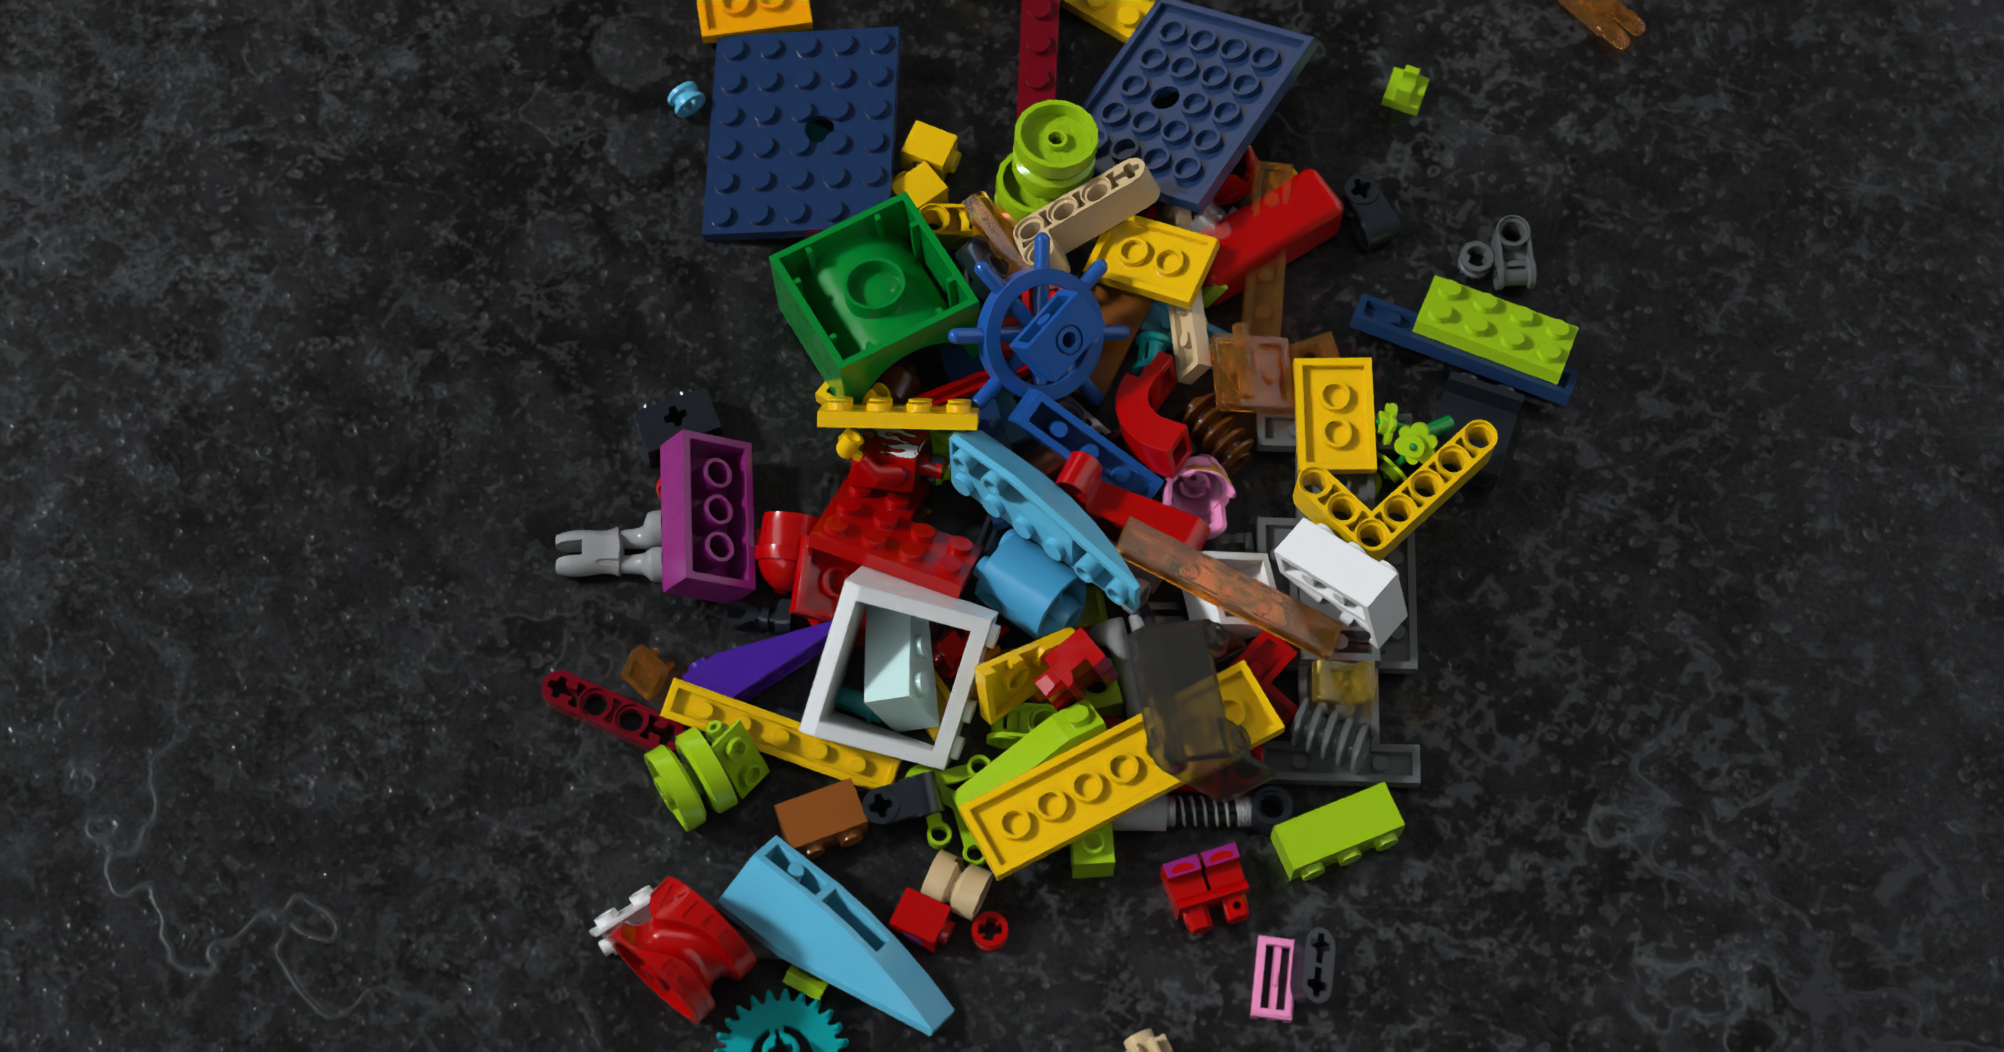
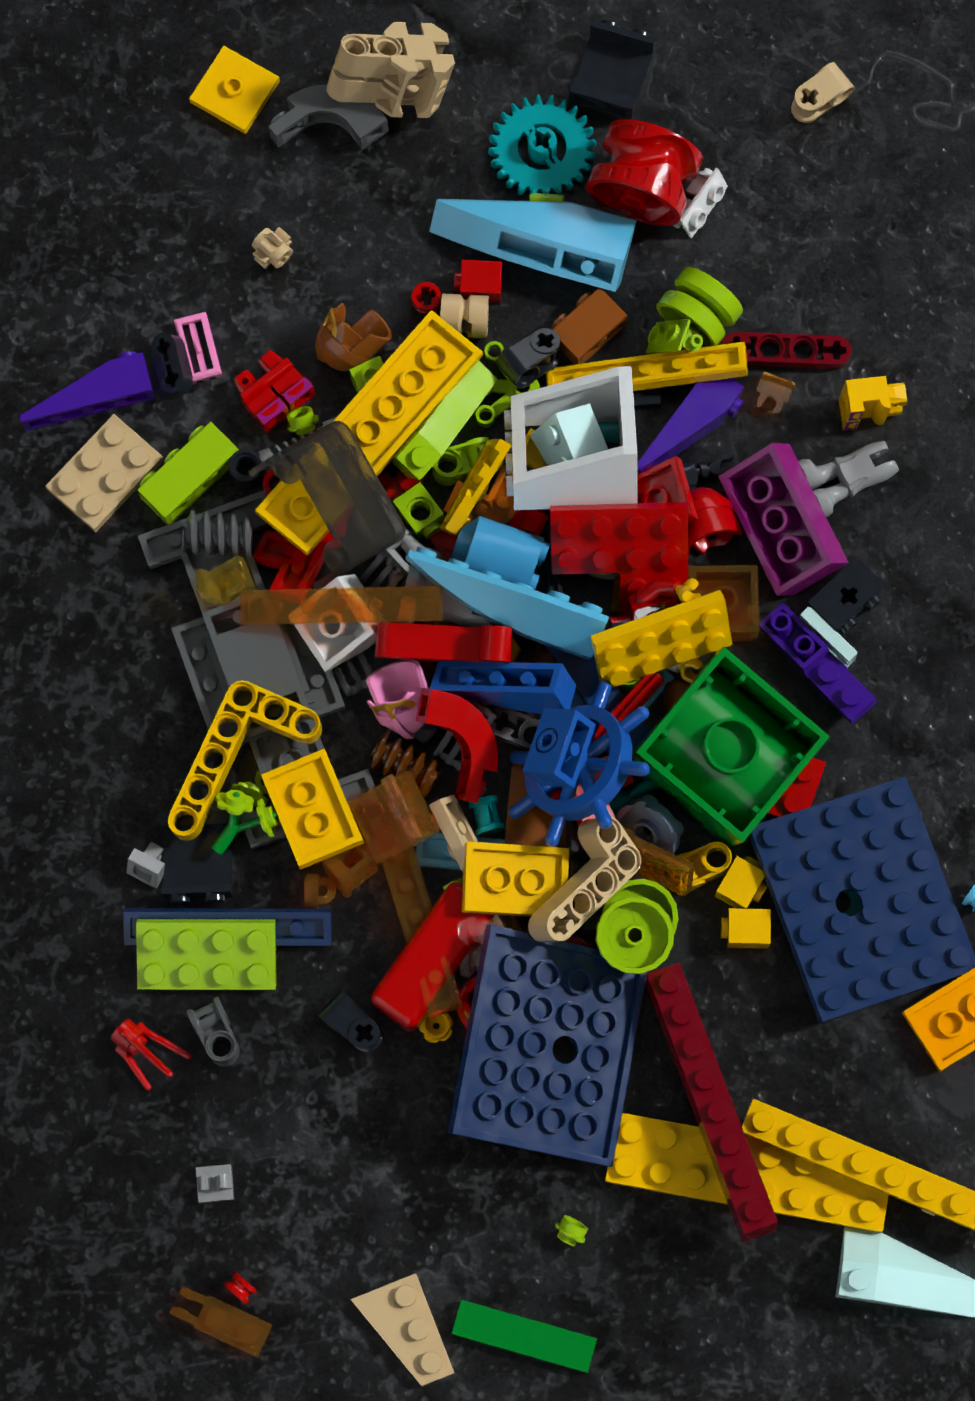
camera: 165 degrees right, 10 degrees up
(425, 988) = (824, 90): none -> tan piece
(553, 610) = (869, 399): none -> yellow hips
(709, 378) = (837, 644): none -> light aqua tile
(739, 369) = (816, 664): none -> dark purple slope
(804, 463) = (740, 592): none -> clear orange brick
(1073, 669) = (434, 496): red hips -> none
(1093, 903) = (348, 345): none -> dark orange helmet
(1184, 849) = (302, 420): none -> lime plate
(1345, 577) = (254, 654): white wedge -> none
(1363, 346) = (312, 890): none -> clear orange tile
(1393, 966) = (106, 388): none -> dark purple slope
(1405, 90) = (362, 1163): lime tile -> none
(1432, 876) = (104, 473): none -> tan plate
(1471, 270) = (236, 1025): dark grey bush -> none
(1527, 439) = (147, 865): none -> light grey tile
(1560, 126) = (214, 1183): none -> light grey tile
(1568, 23) = (240, 1287): none -> red bush
(1601, 281) = (131, 1040): none -> red plant

